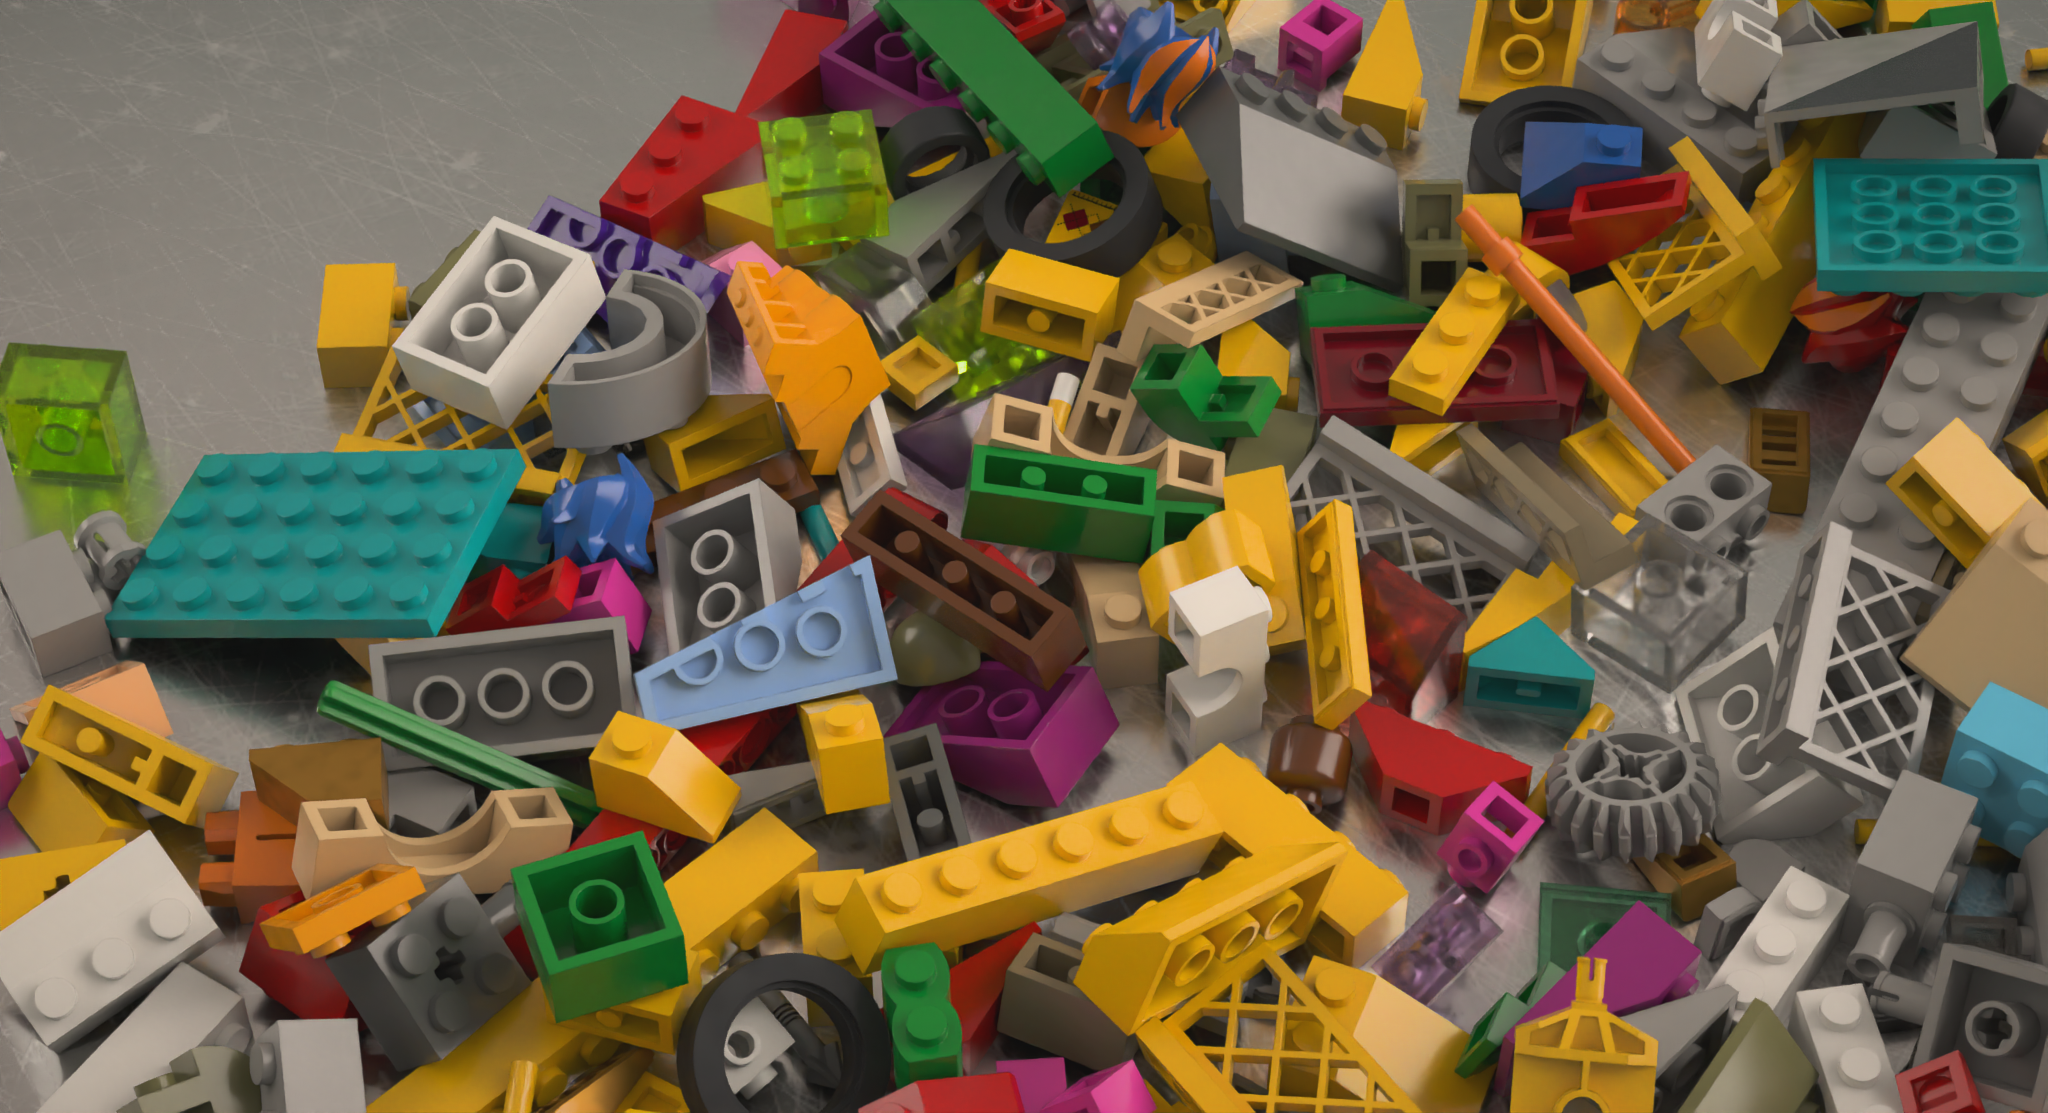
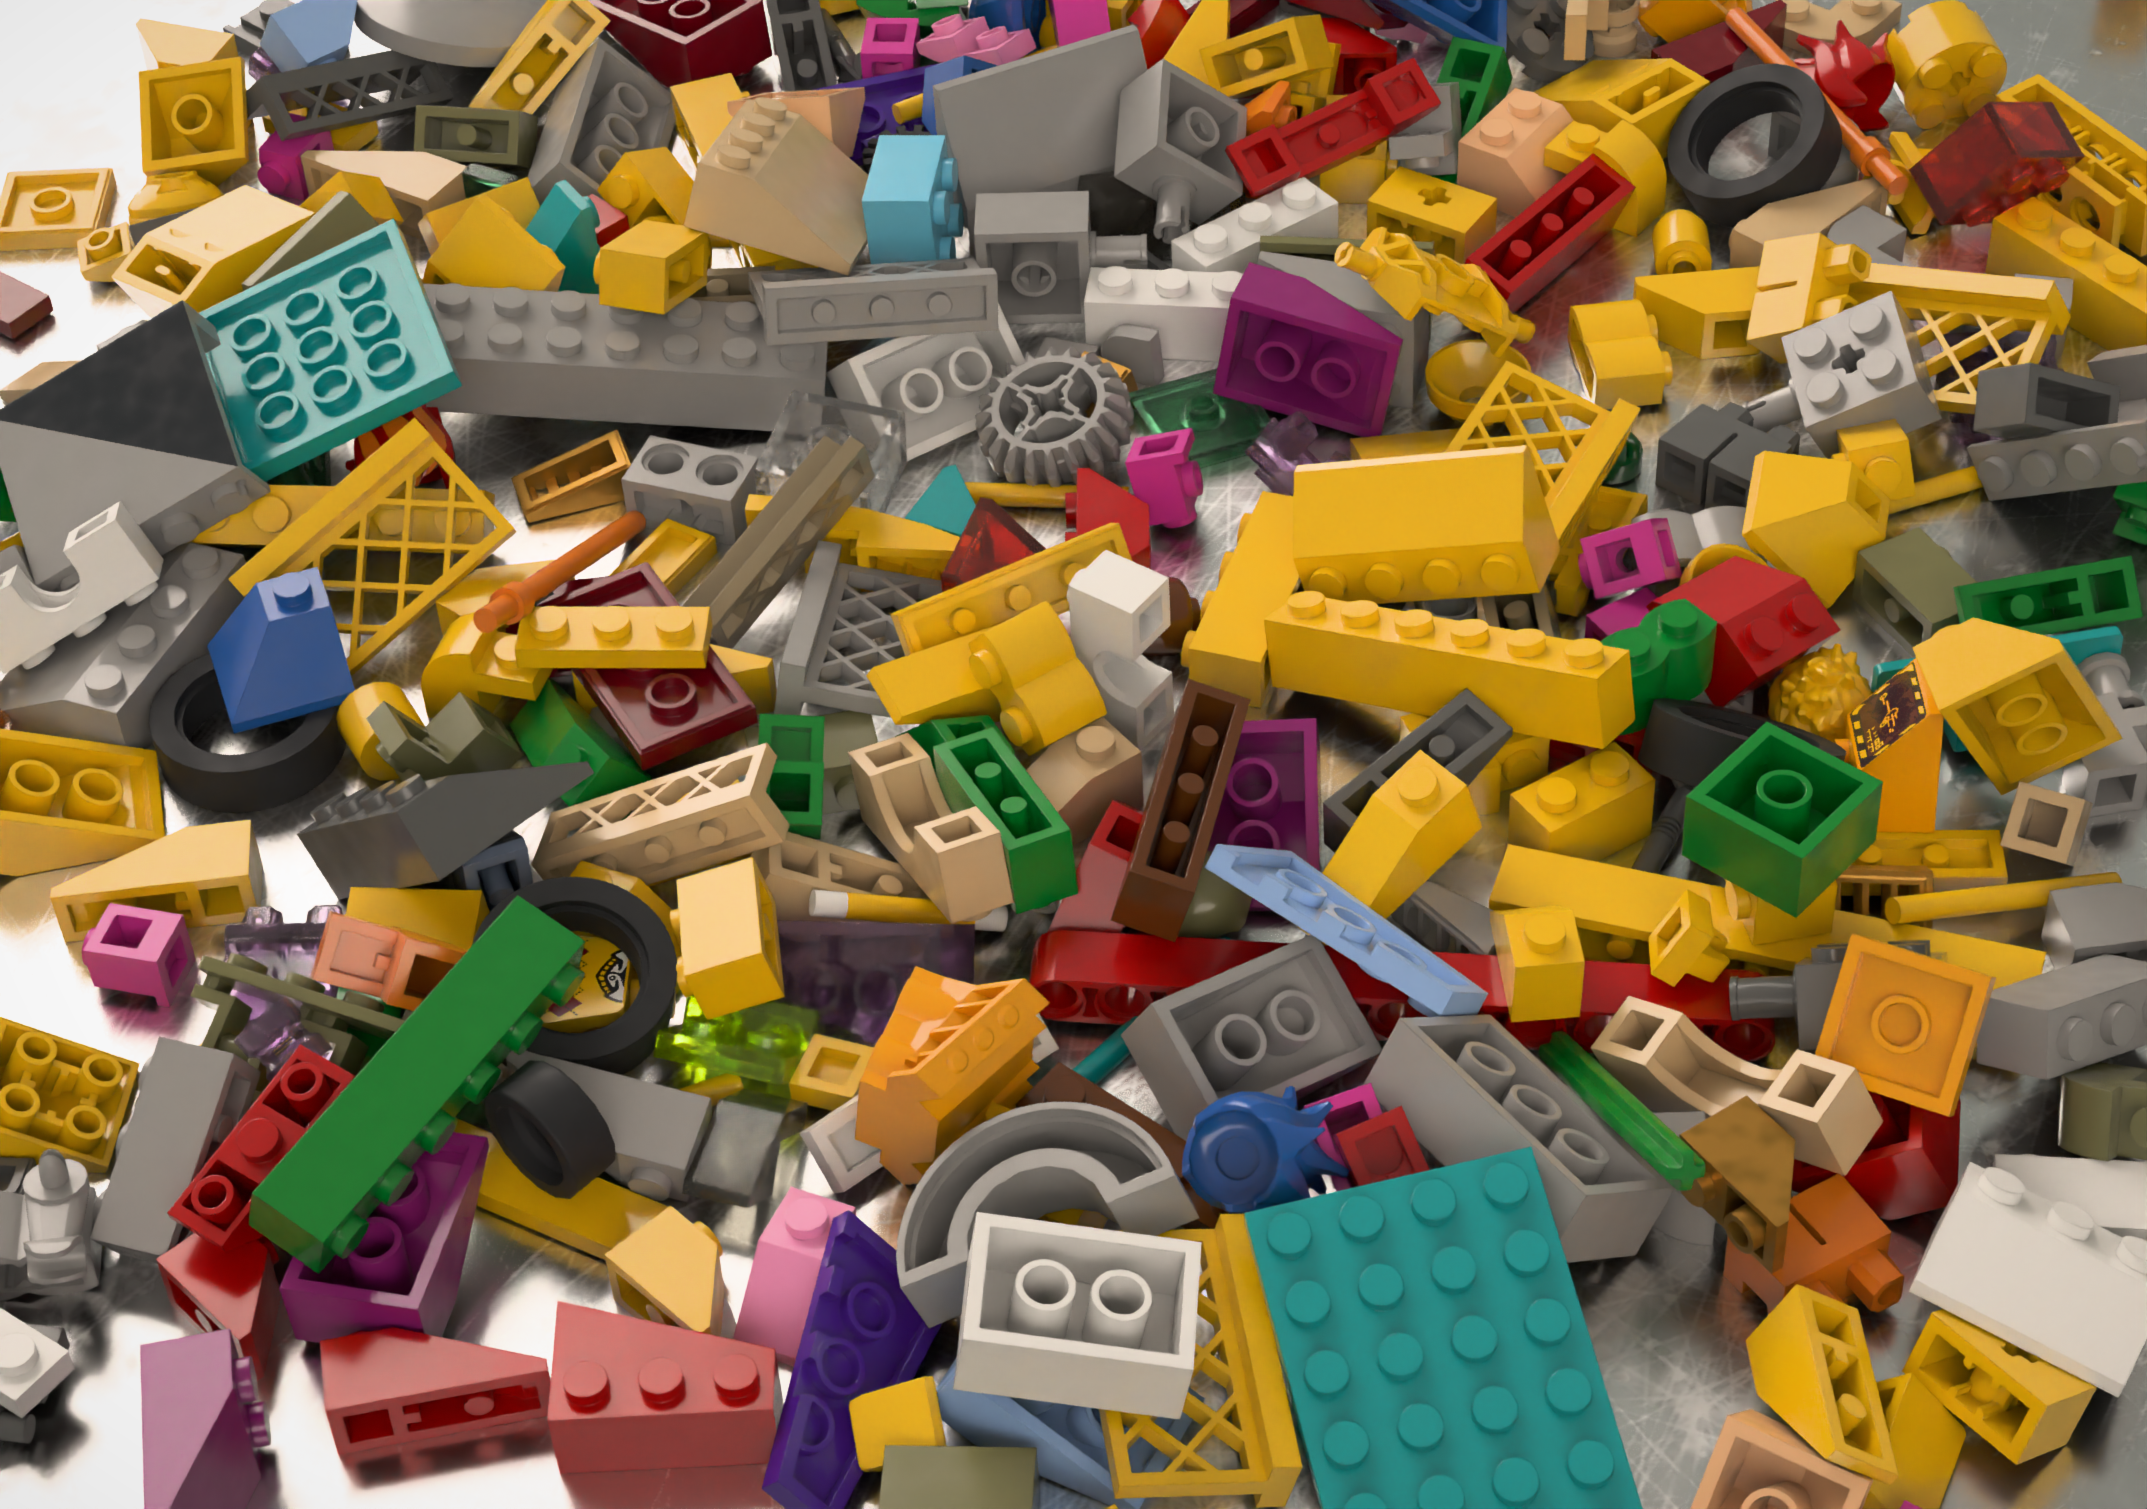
camera: 115 degrees left, 5 degrees down
(824, 178) = (649, 1187): clear neon green brick -> none
(1160, 64) = (395, 876): blue hair -> none
(1487, 1034) = (1342, 409): green slope -> none
(1607, 220) = (367, 605): red slope -> none

